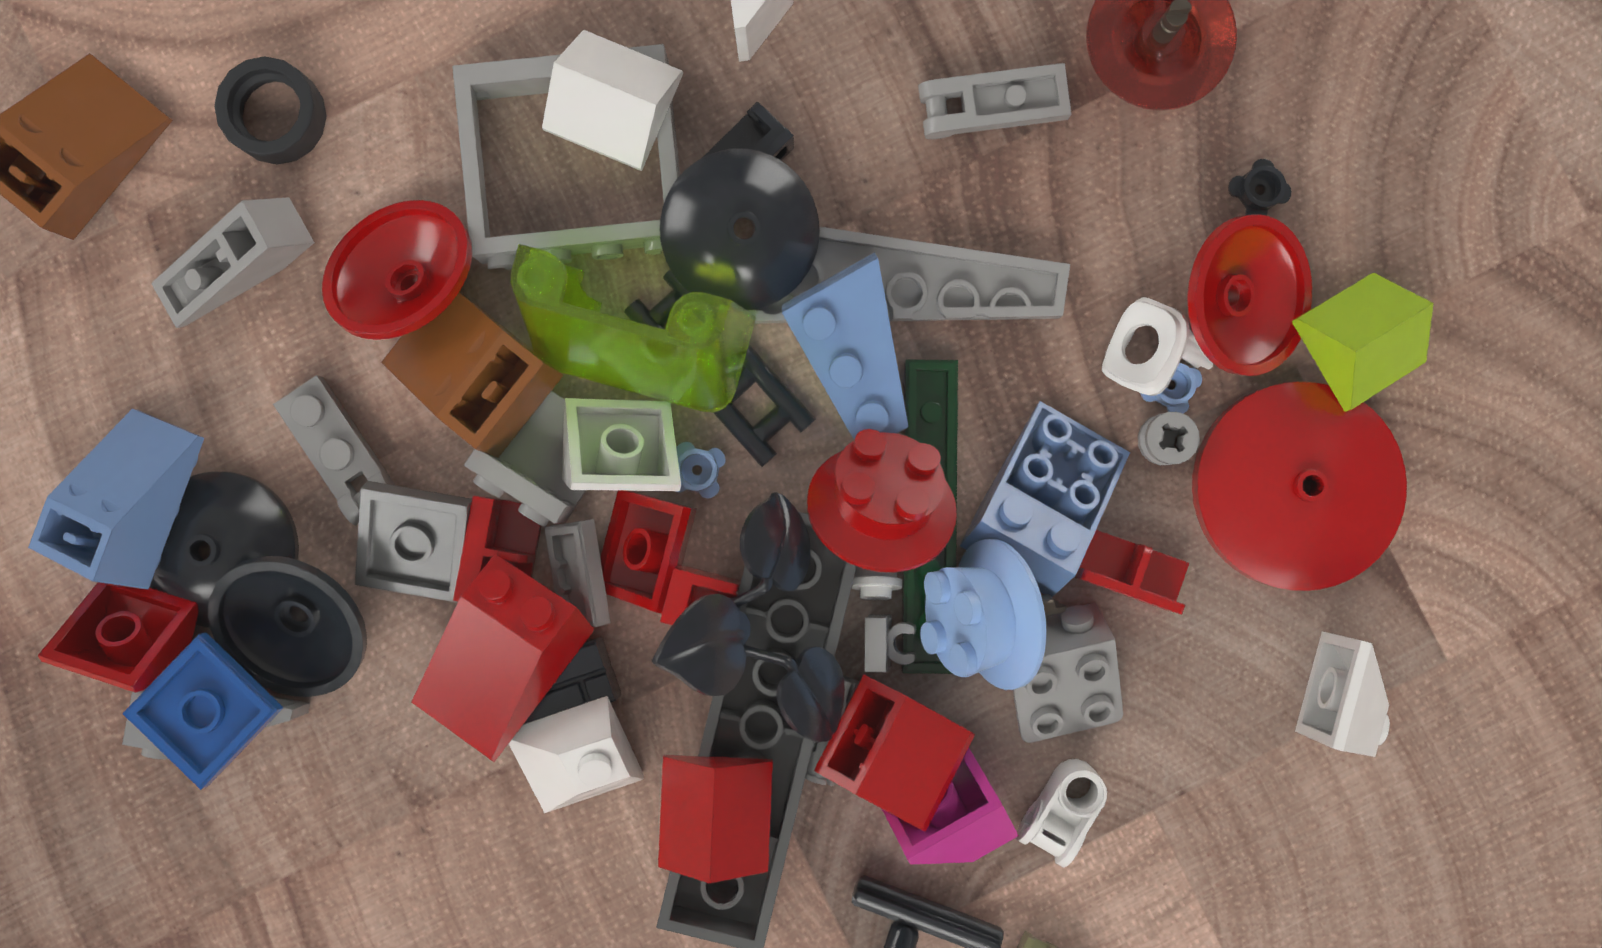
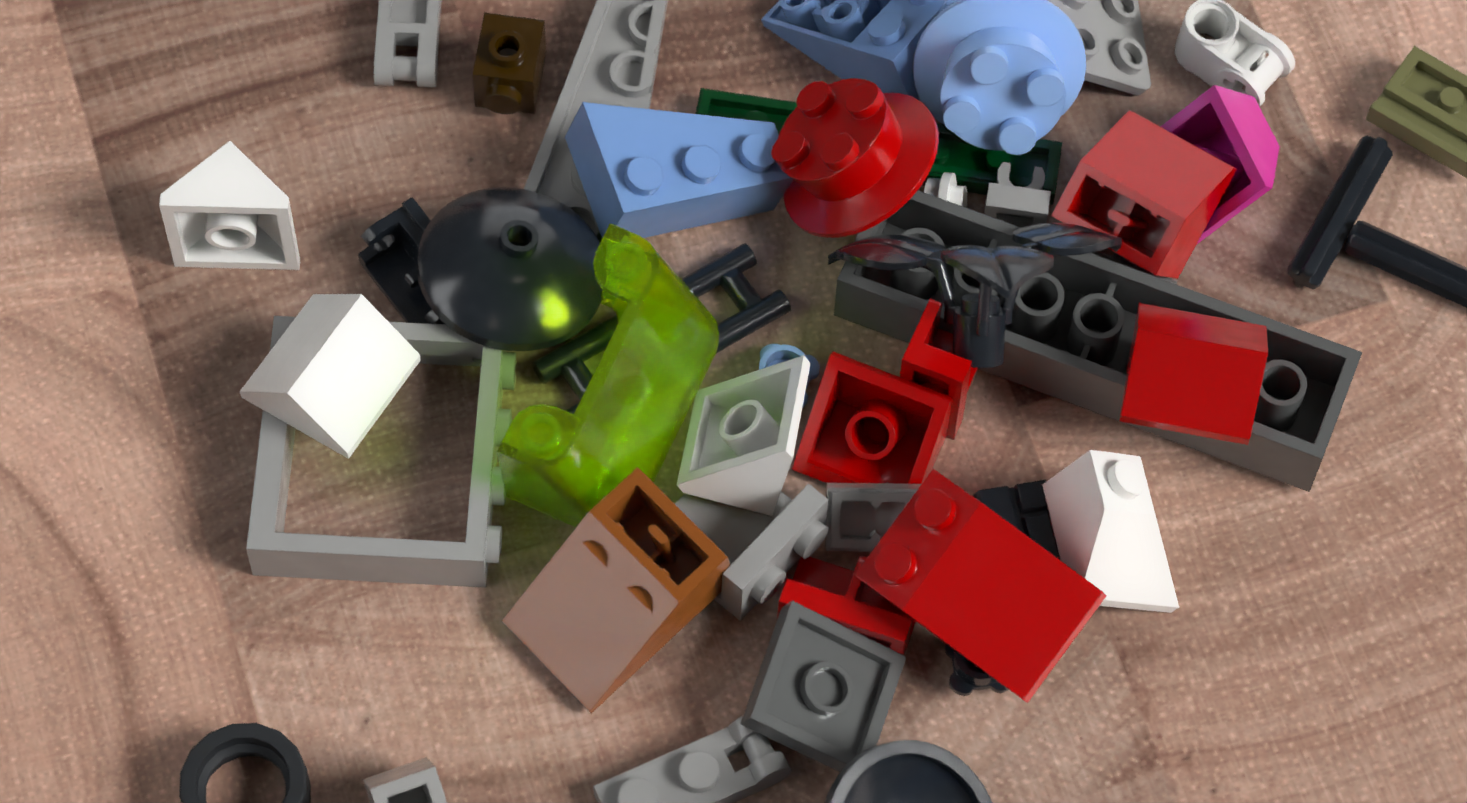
camera: 85 degrees left, 25 degrees down
(397, 270) = (454, 644): red dish -> none
(949, 194) = (509, 63): none -> dark brown brick

